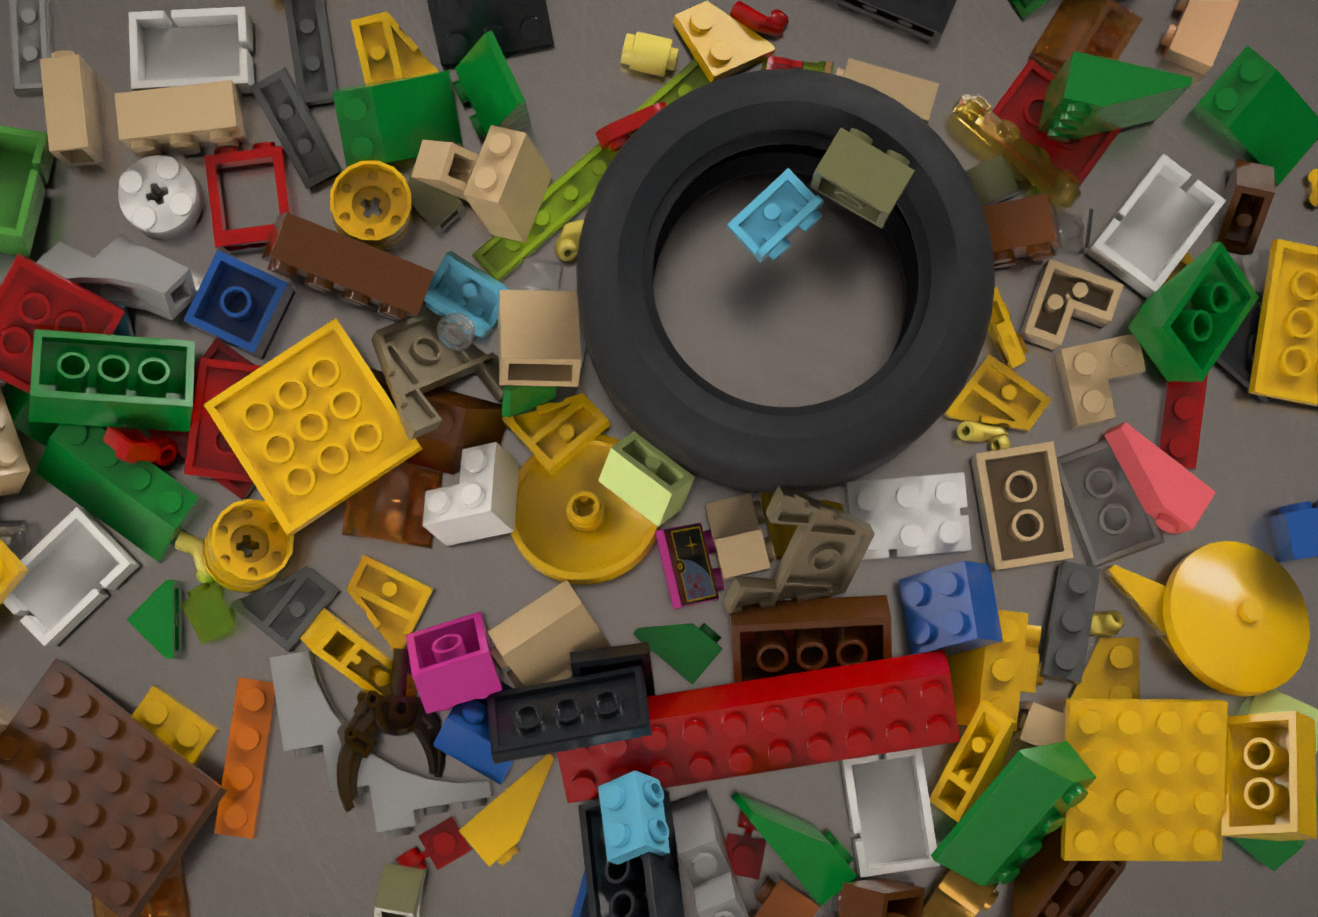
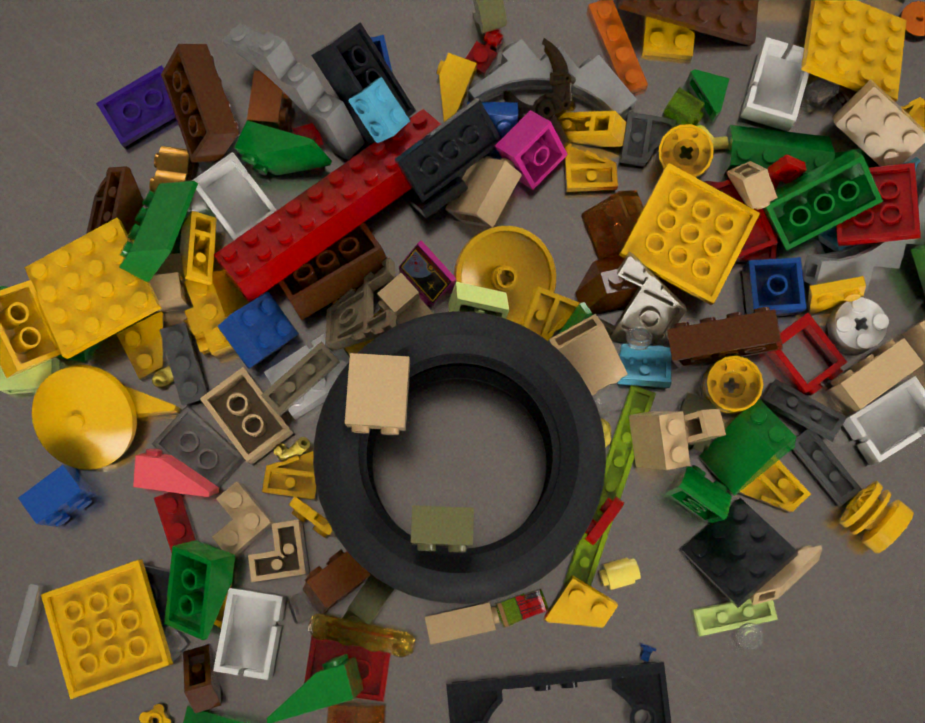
camera: 150 degrees right, 5 degrees down
(178, 252) = (834, 293): none -> yellow wing
(192, 446) = (753, 185): none -> tan slope
(480, 503) = (567, 250): white brick -> none
(683, 647) = (405, 231): green slope -> none
(757, 21) = (565, 630): red arm -> none
(775, 216) = (483, 477): medium azure bracket -> none
(853, 391) = (377, 393): none -> tan brick
(929, 508) = (300, 378): none -> dark tan plate

